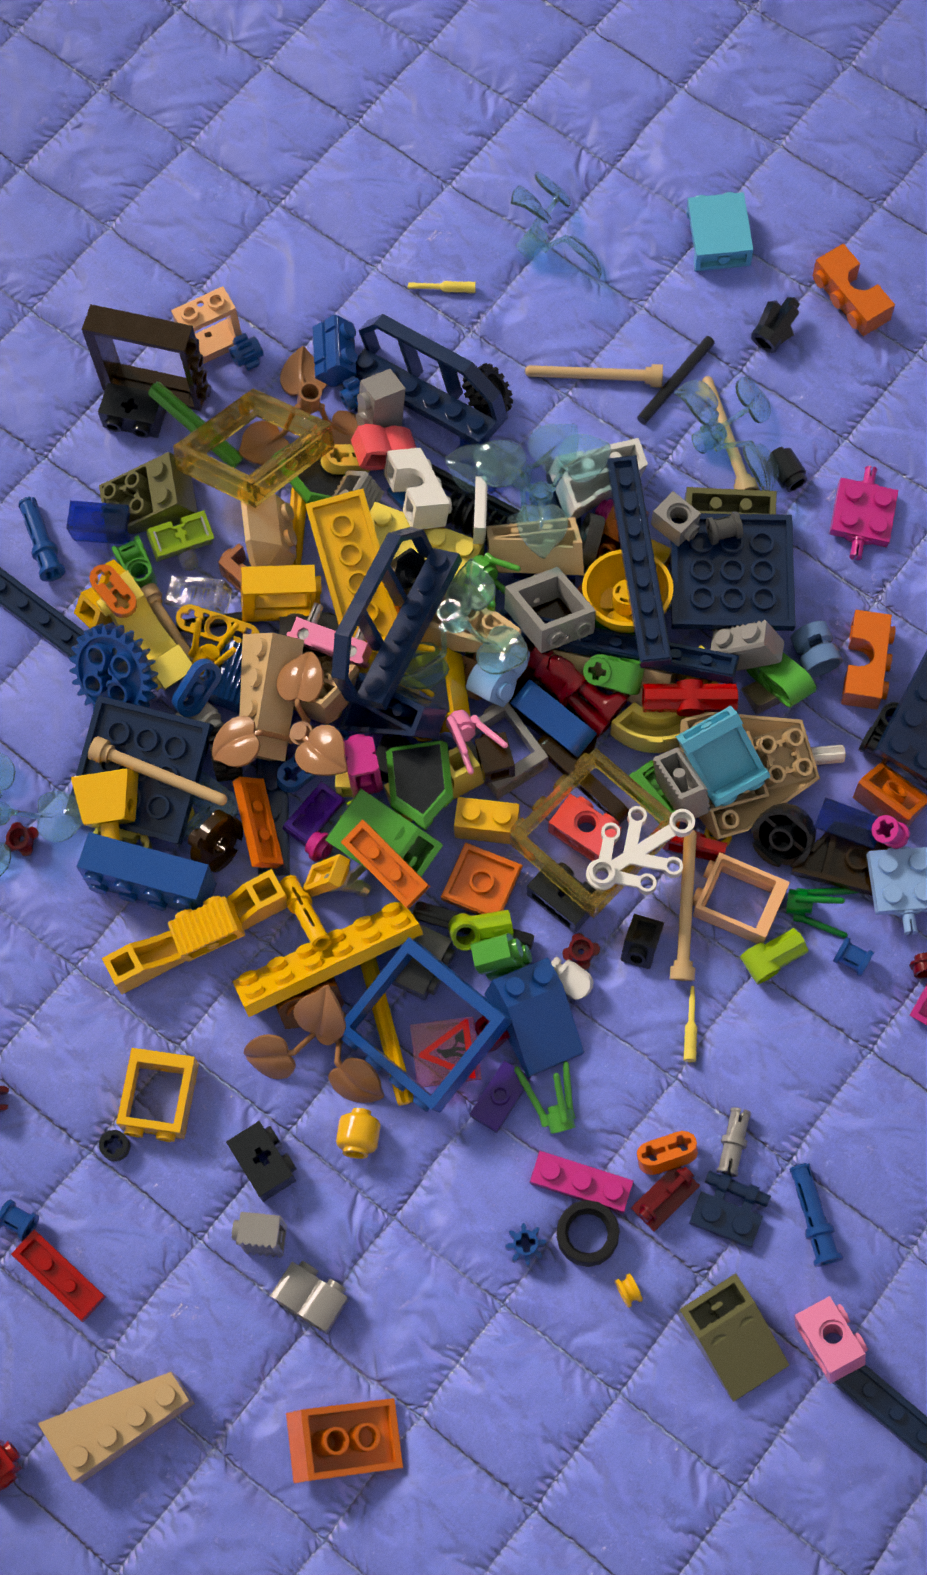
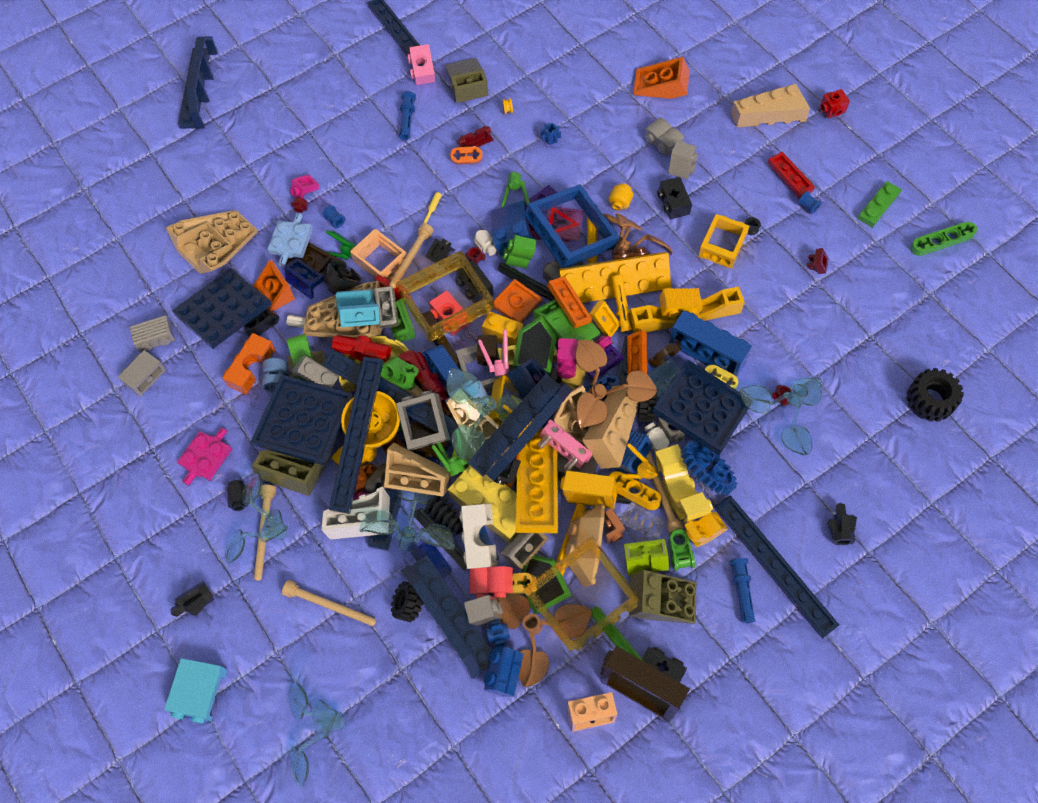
camera: 165 degrees left, 5 degrees down
(99, 522) = (700, 582): clear blue panel -> none
(103, 751) = (722, 414): tan piece -> none
(107, 799) = (727, 389): yellow torso -> none
(119, 587) = (704, 499): orange beam -> none
(197, 687) = (659, 438): blue plate -> none
(246, 351) = (567, 691): blue gear -> none
(446, 286) = (406, 710): light yellow piece -> none
(480, 511) = (443, 502): white tile -> none
(482, 927) = (531, 269): lime piece -> none
(540, 522) = (419, 522): clear light blue plant -> none
(581, 1181) = (513, 156): dark pink plate -> none
(601, 1212) = (518, 142): black tyre -> none
(637, 853) = (426, 268): white plant -> none
(676, 379) = (277, 584): black bar -> none
(676, 507) = (325, 456): light grey brick -> none
(724, 527) = (294, 437): dark grey bush -> none
(725, 1218) = (449, 125): dark blue plate -> none
(734, 1141) = (431, 154): light grey pin -> none
(766, 959) = (380, 222): lime piece -> none
(864, 308) = (135, 628): orange arch -> none
(882, 829) = (285, 255): dark pink bush -> none

